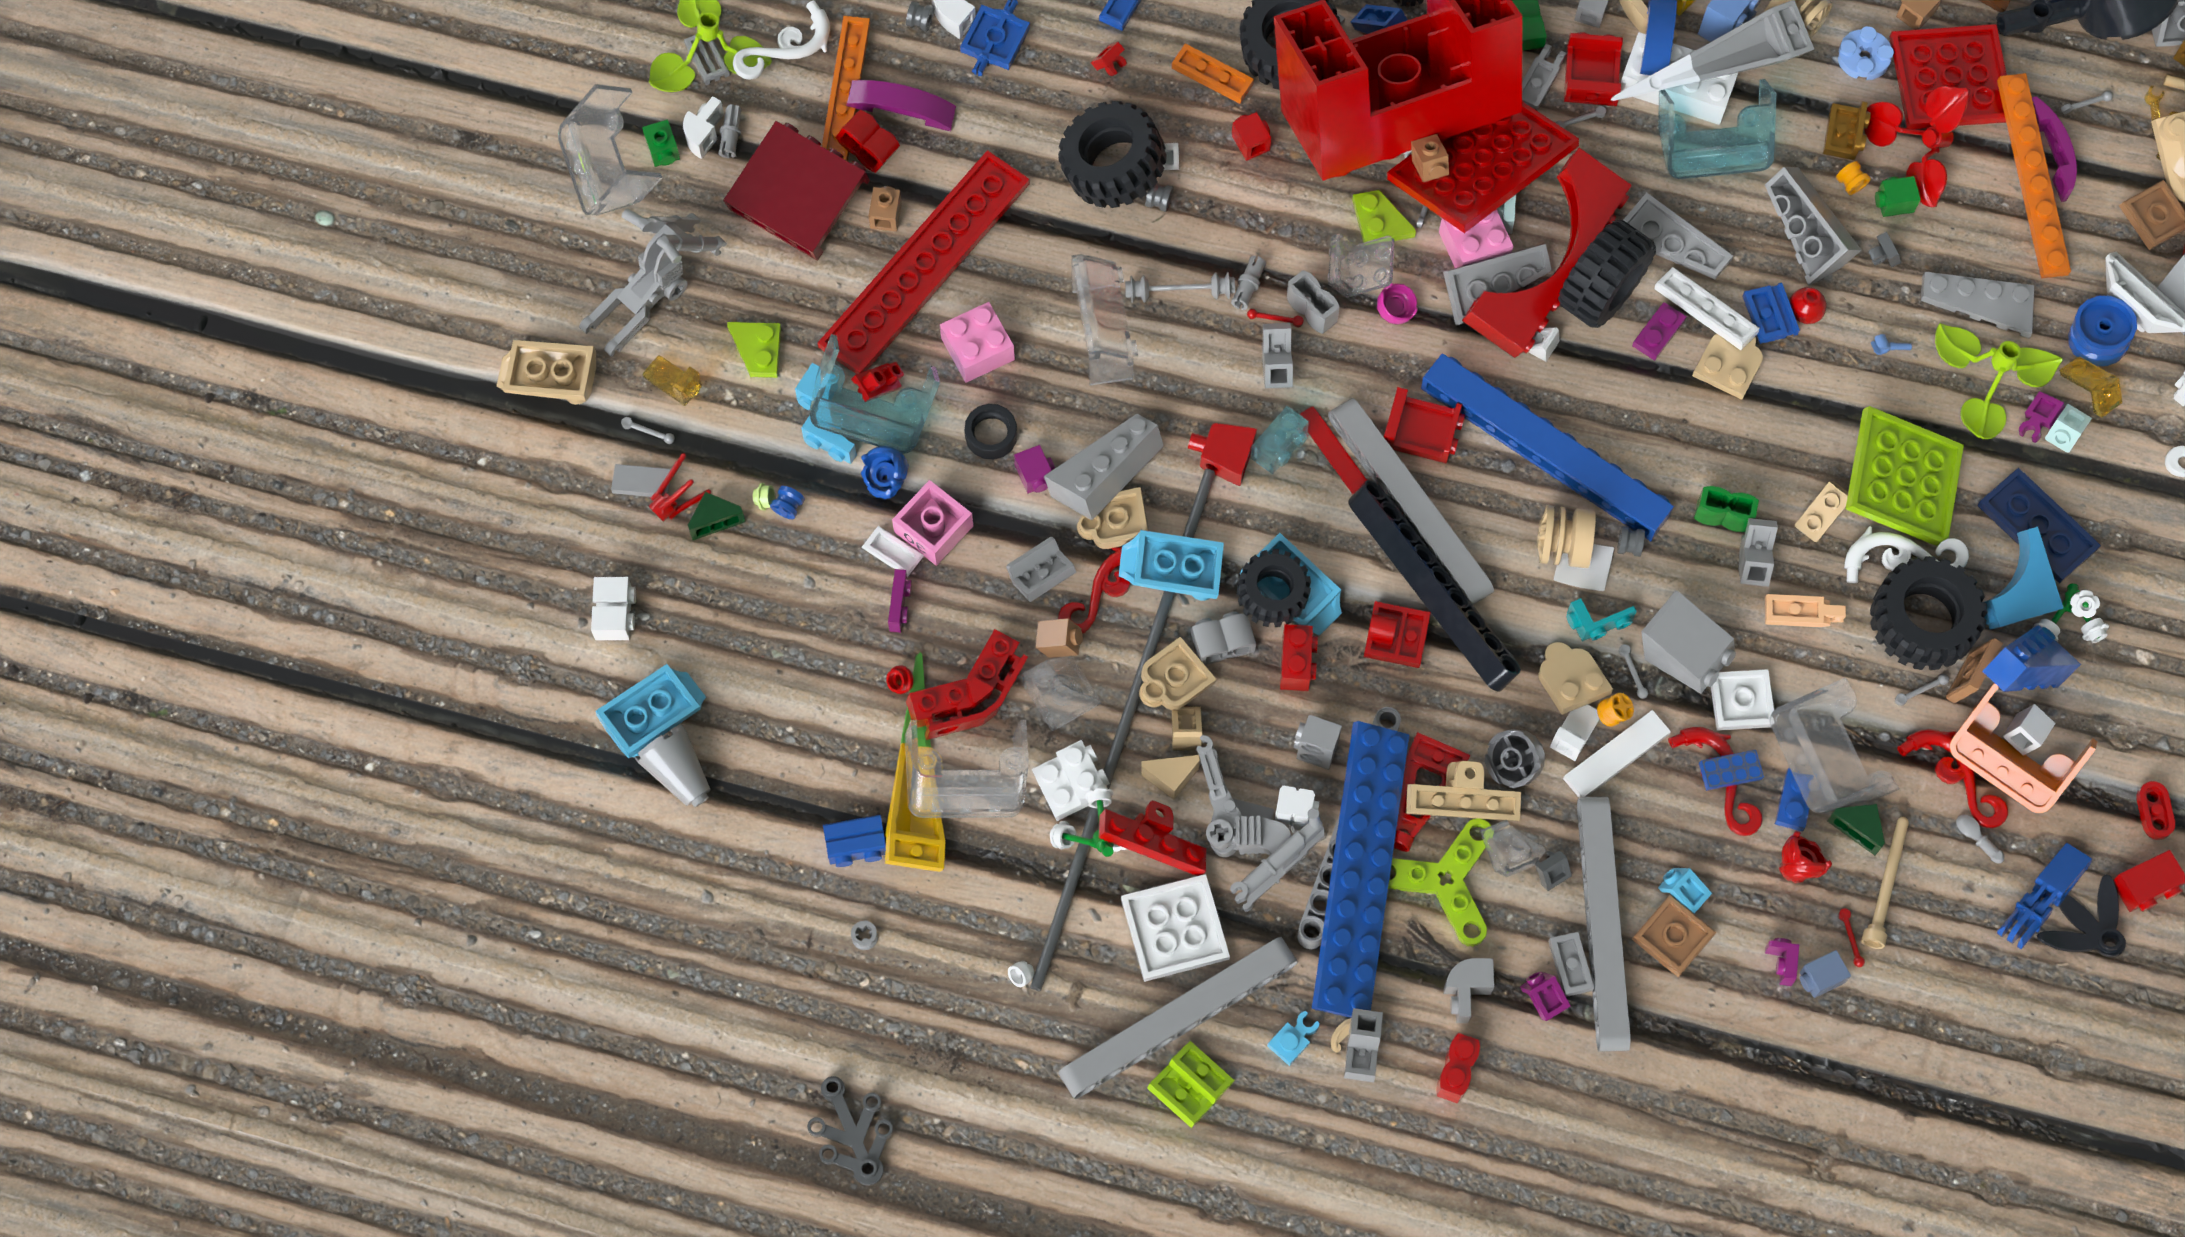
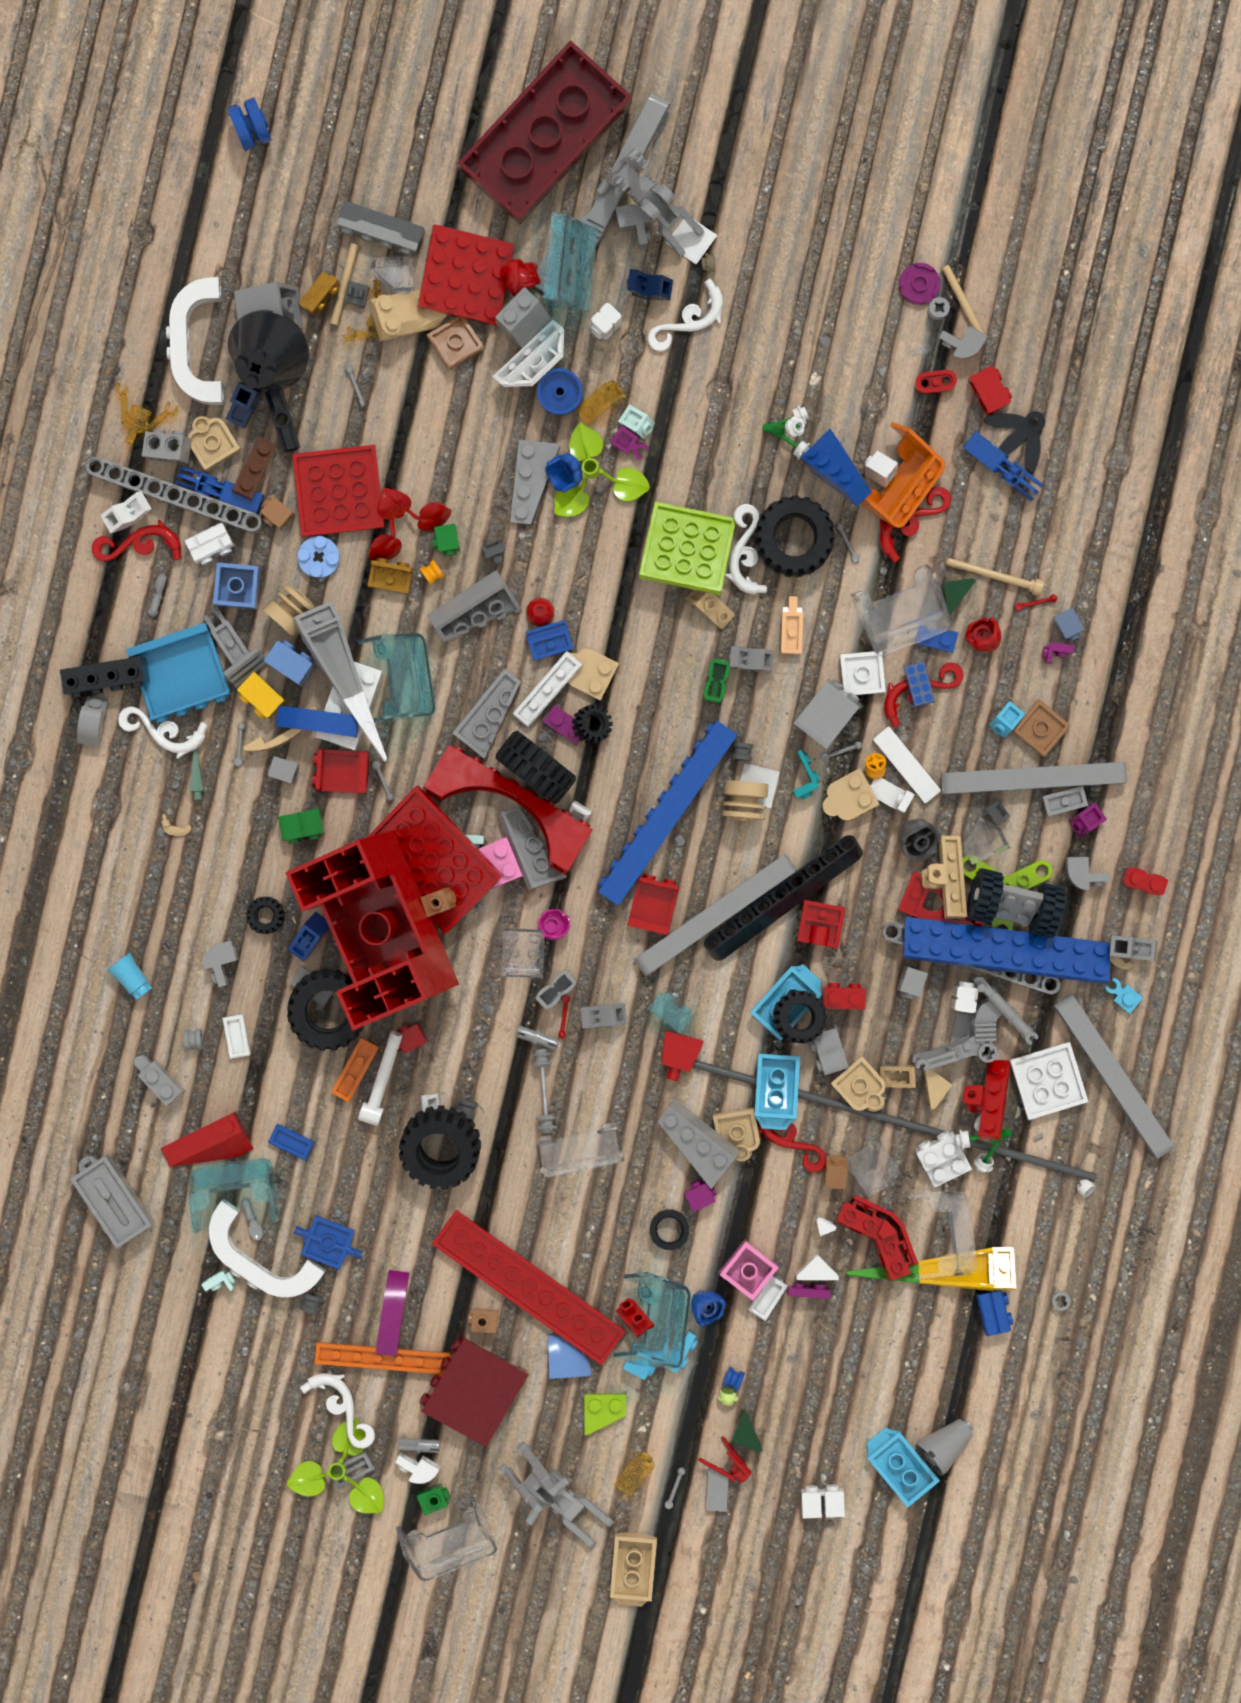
camera: 90 degrees left, 20 degrees up
(826, 303) = (566, 1359): none -> medium blue brick
(853, 1135) = (1204, 1299): dark grey plant -> none
(867, 141) = (428, 1337): red brick -> none
(899, 679) = (870, 1286): red plate -> none
(928, 612) = (816, 1269): none -> white slope
(977, 342) = (597, 1243): bright pink brick -> none
(986, 622) = (824, 1226): none -> white slope
(1040, 569) = (781, 1187): light grey bracket -> none
(1108, 57) = (343, 1152): red tile -> none
(1159, 87) = (371, 1111): none -> white piece
(1190, 1084) = (1159, 1066): lime slope -> none
(1333, 450) = (673, 970): red sticker -> none
(1380, 218) = (477, 937): lime wing -> none
(1427, 878) = (1037, 909): none -> black plate
(1540, 77) = (352, 813): light grey hinge -> none
(1679, 360) = (581, 726): none -> black tyre
(1882, 345) = (572, 557): medium blue hand -> none
(1970, 674) = (839, 506): medium nougat plate -> none
(1971, 829) = (953, 513): light grey piece -> none
(1996, 329) = (564, 472): none -> blue hair
(2023, 505) = (717, 449): dark blue plate -> none
(2030, 589) = (775, 462): dark azure arch -> none
(2033, 176) = (425, 433): orange plate -> none
(2060, 146) = (374, 424): magenta slope -> none

